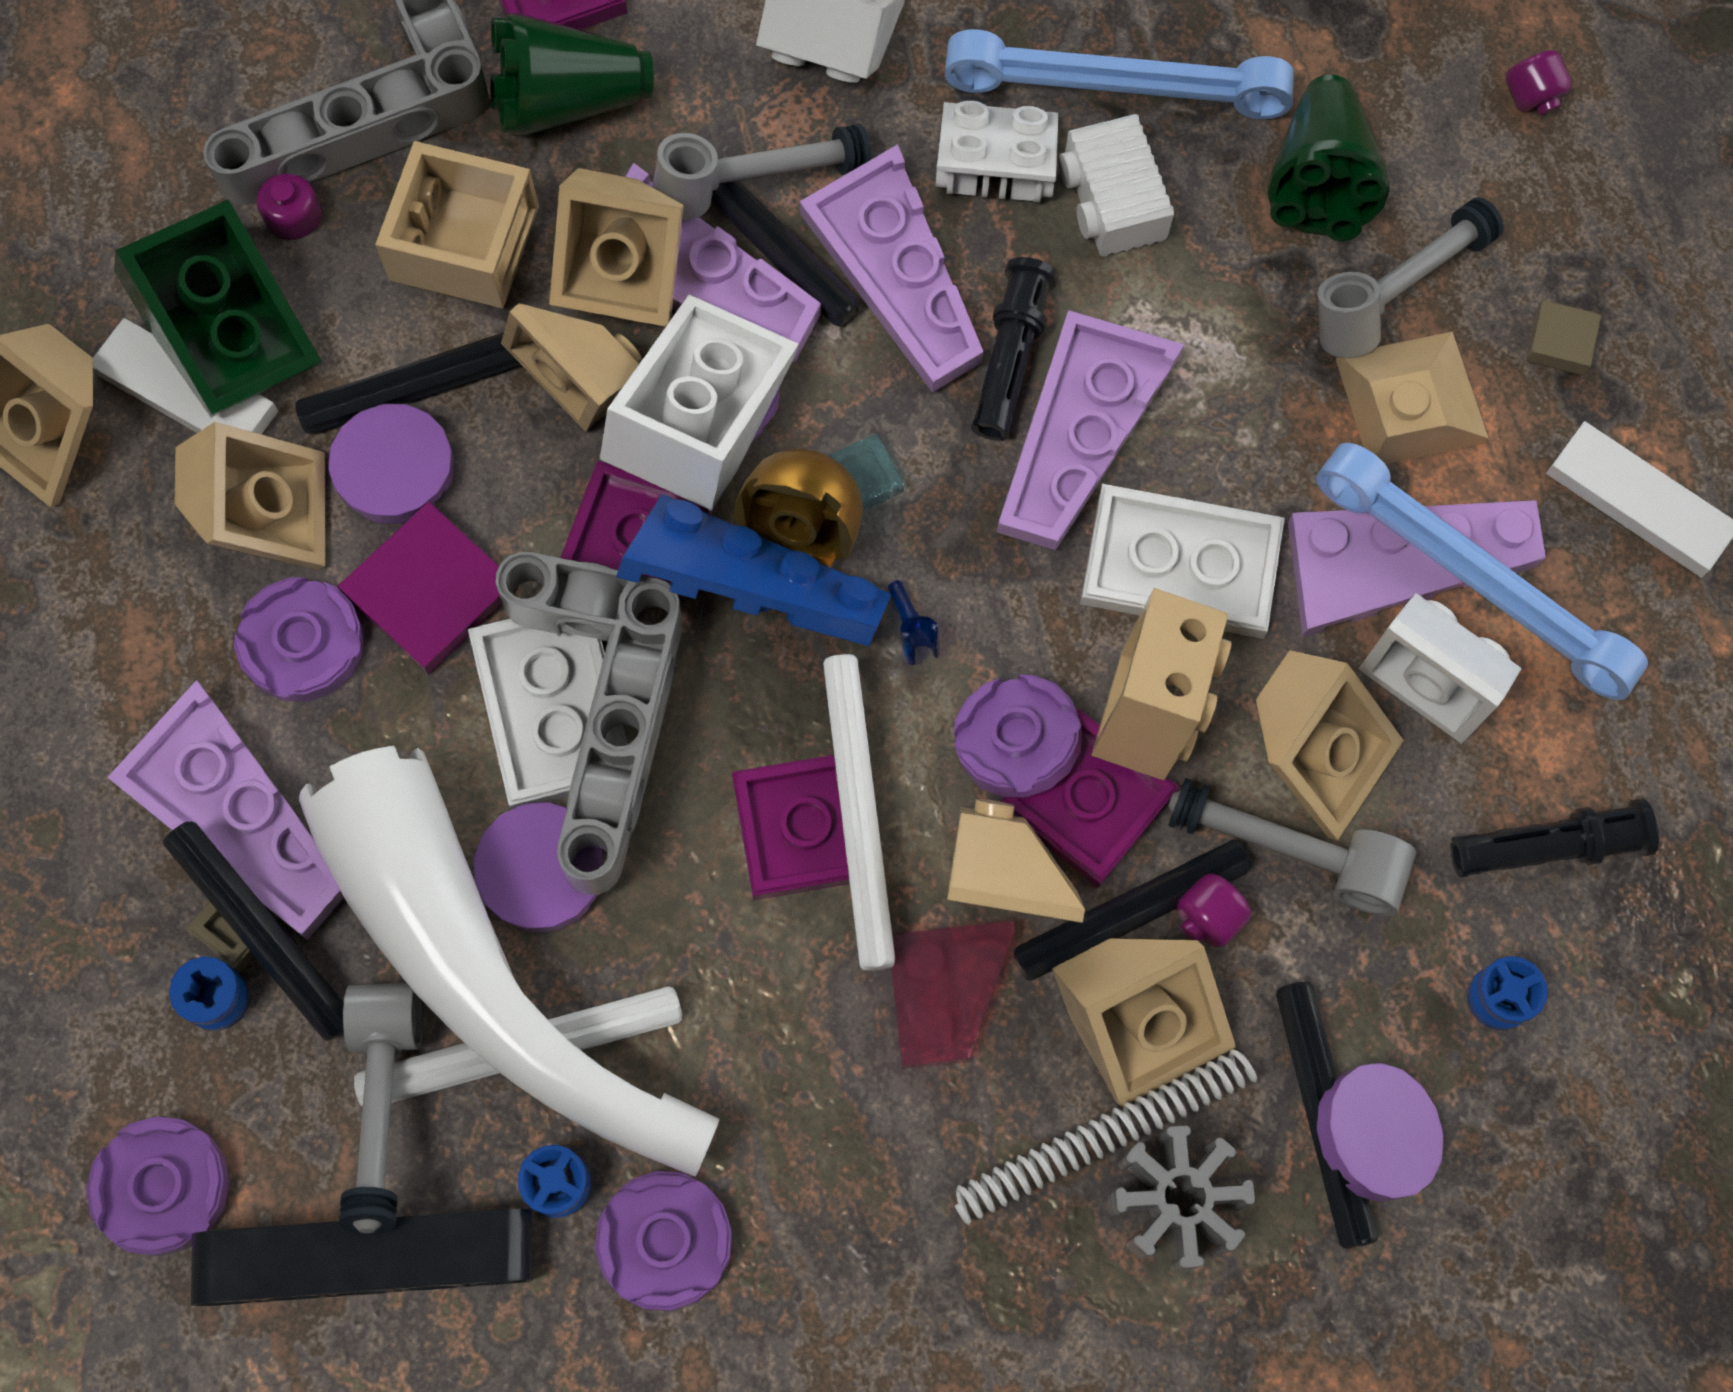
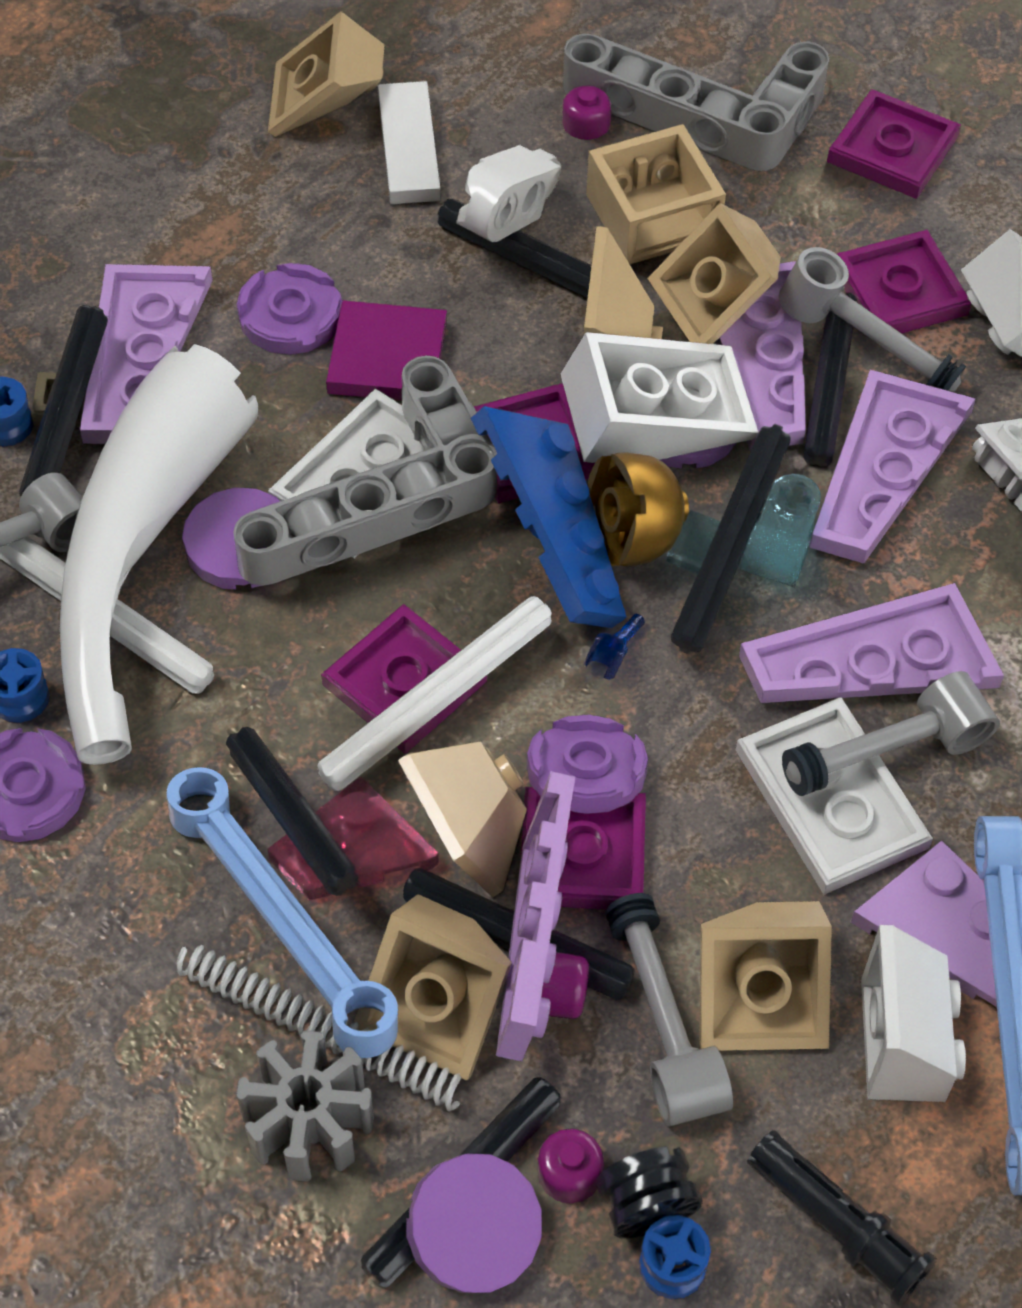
camera: 55 degrees right, 15 degrees down
(215, 308) = (471, 105): dark green slope -> none
(253, 494) = (365, 217): tan slope -> none
(348, 349) = (508, 191): none -> white piece
(391, 462) = (458, 276): medium lavender tile -> none
(561, 74) = (821, 179): dark green cone -> none
(717, 96) = (905, 282): none -> magenta tile
(889, 449) = (730, 540): none -> black axle
(891, 1020) = (292, 812): none -> black axle
(914, 411) = (783, 531): none -> clear light blue piece
(978, 1095) = (283, 912): none -> light blue piece
(1018, 324) = (918, 565): black pin -> none
(1158, 881) = (535, 915): none -> lavender wing
(1169, 645) = (720, 829): tan piece -> none
(1190, 412) = (950, 712): none -> light grey piece
(1371, 1017) = (569, 1165): none -> magenta piece
(1450, 975) = (647, 1189): none -> black wheel

